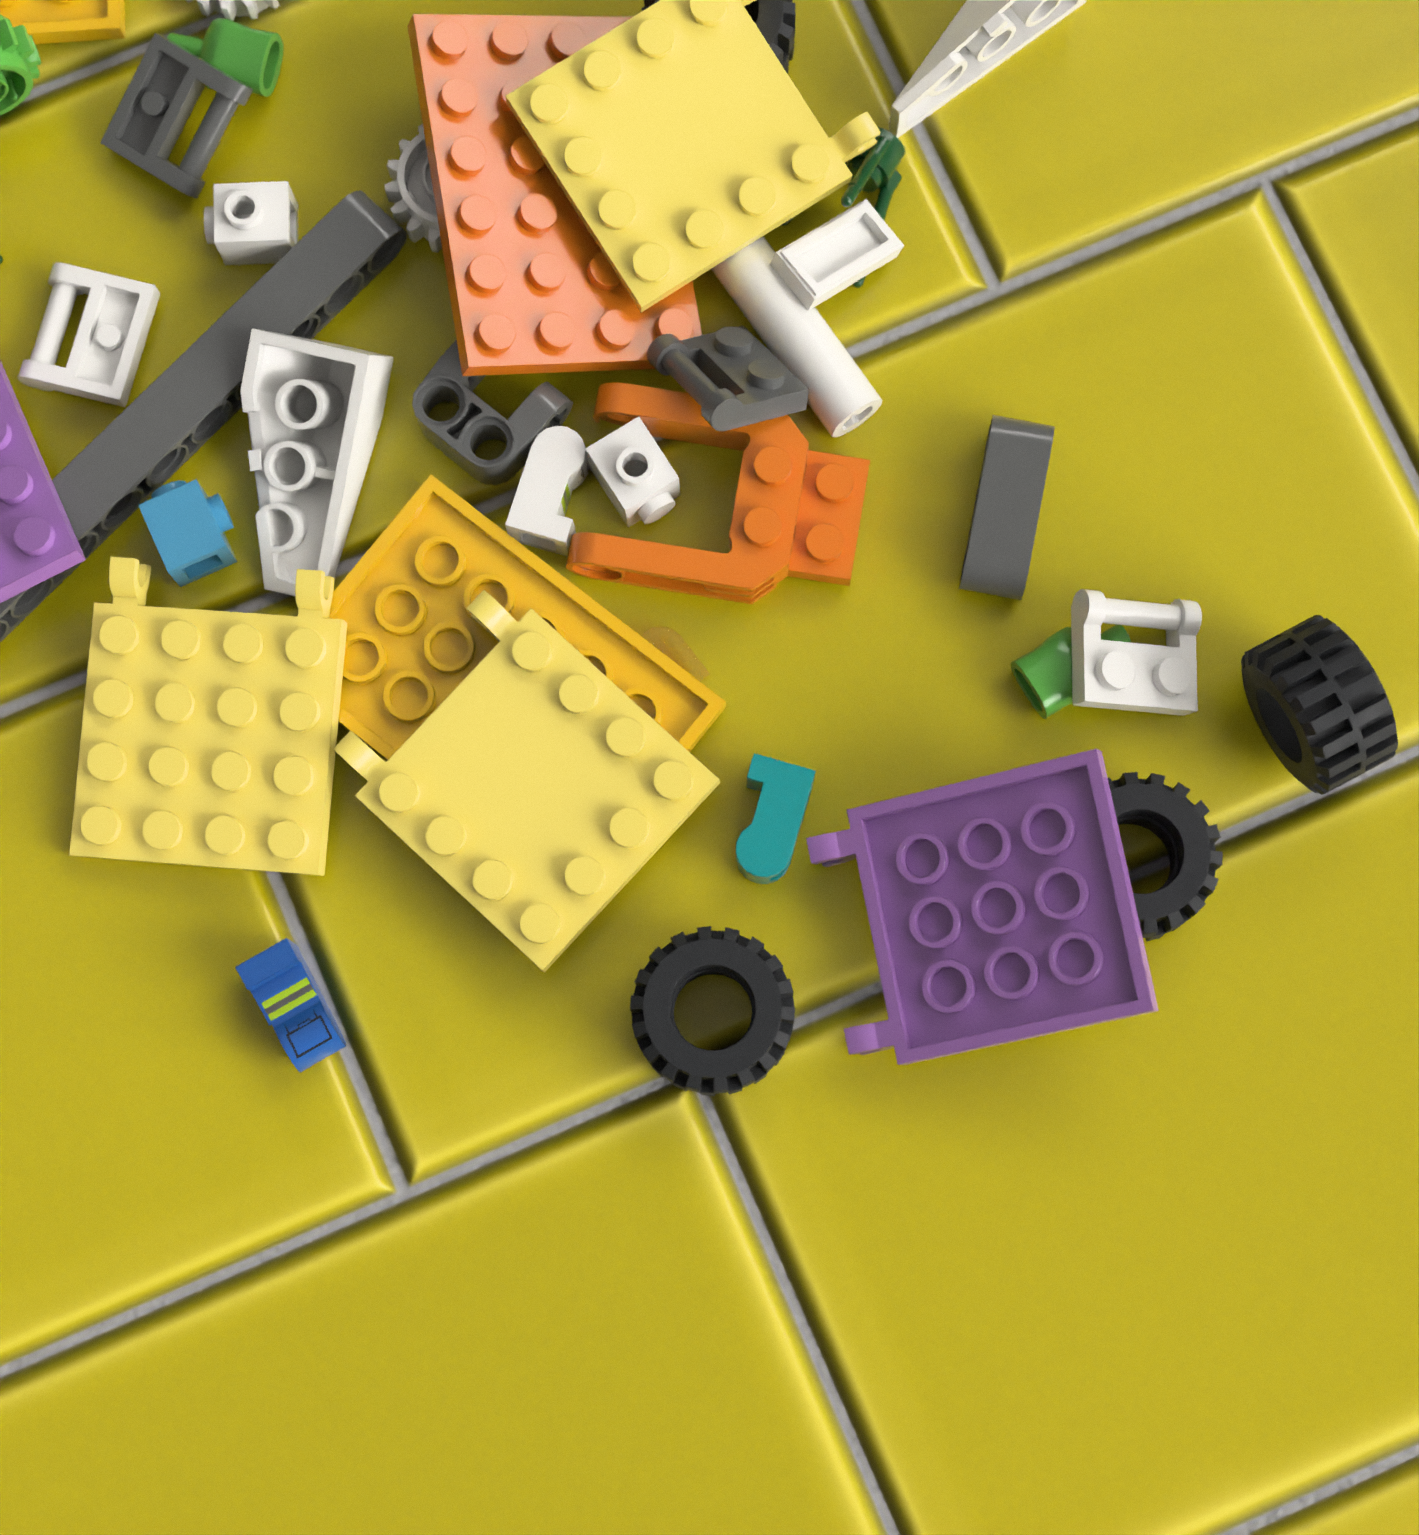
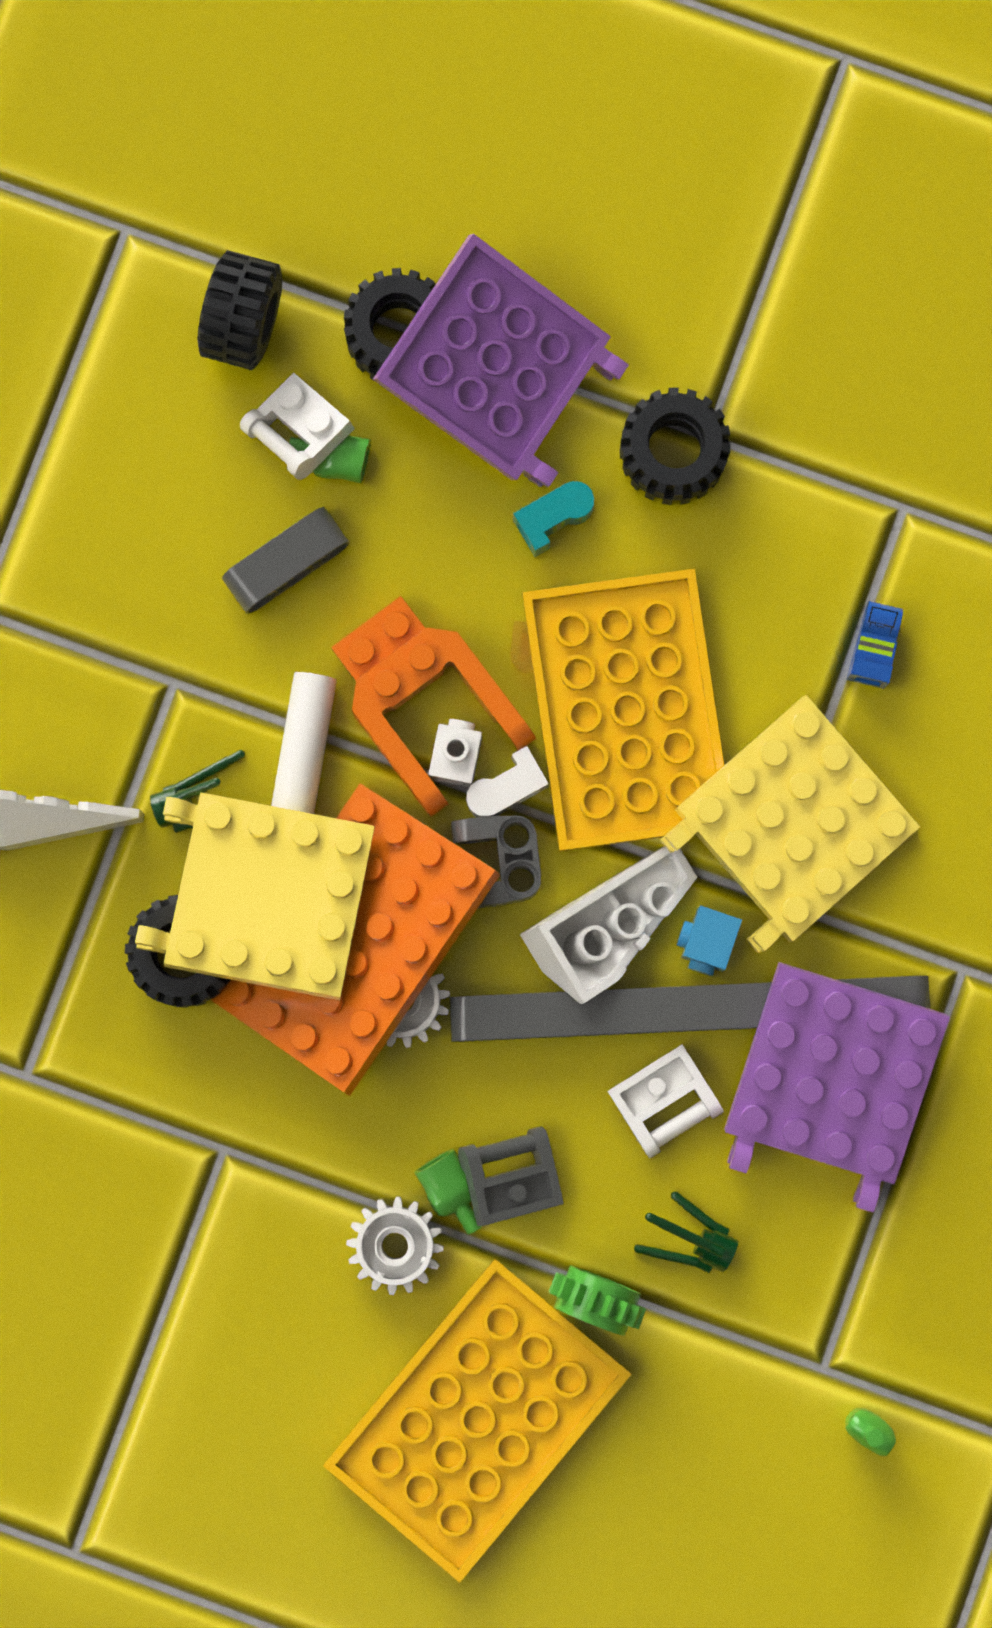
camera: 140 degrees left, 5 degrees up
(252, 222) = (525, 1079): white brick -> none
(533, 785) = (658, 637): light yellow plate -> none
(730, 376) = (352, 751): dark grey plate -> none
(836, 254) = (244, 767): white tile -> none

